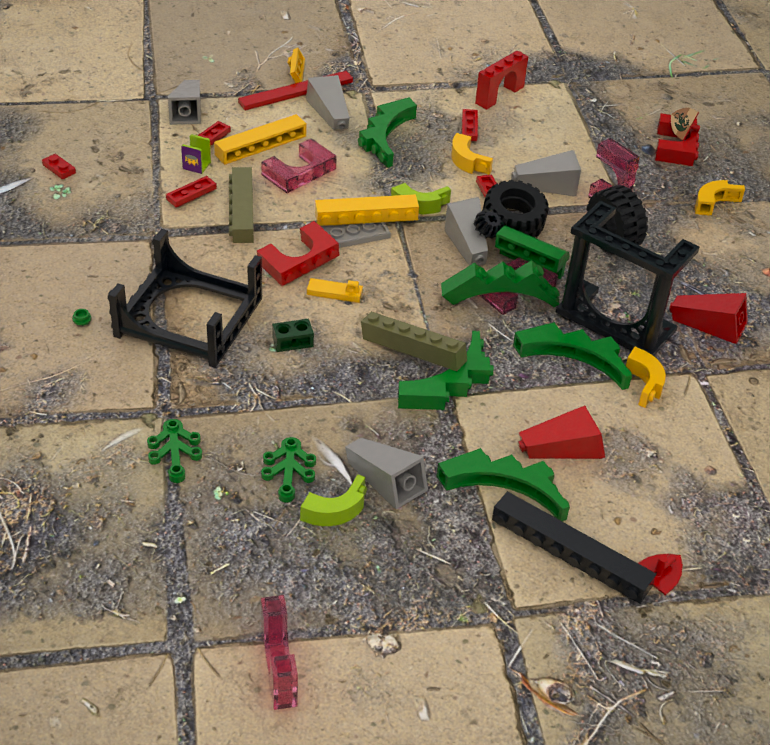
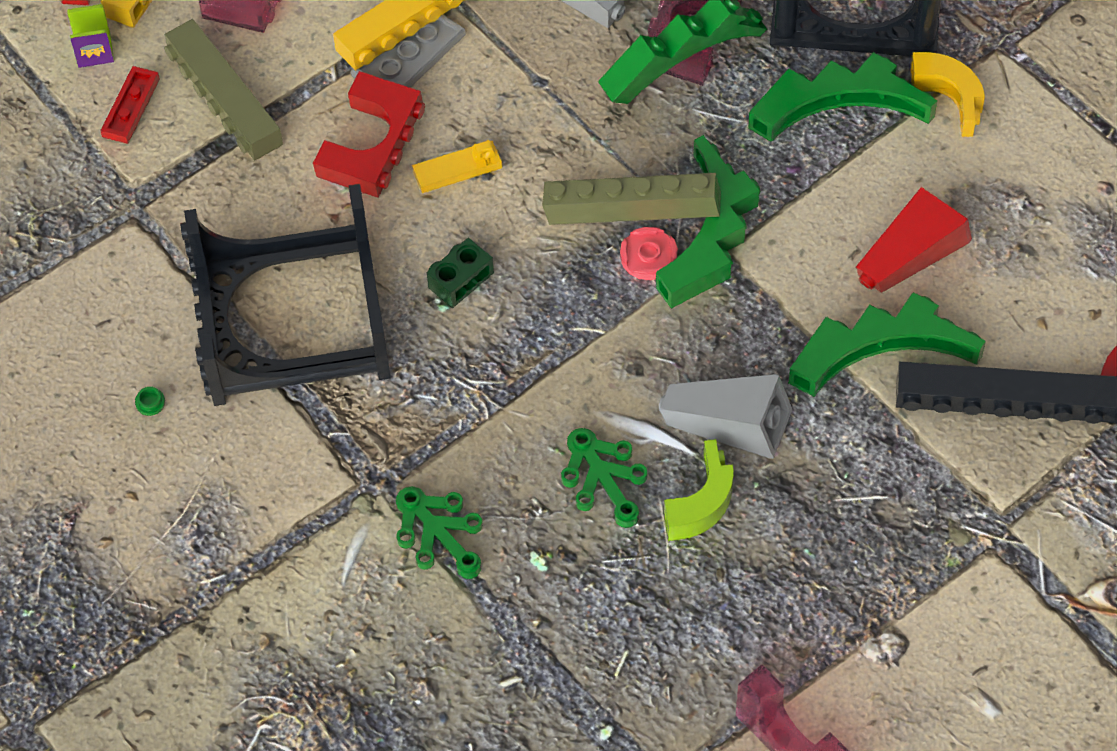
camera: 25 degrees left, 15 degrees up
(405, 372) = (647, 252): none -> coral tile

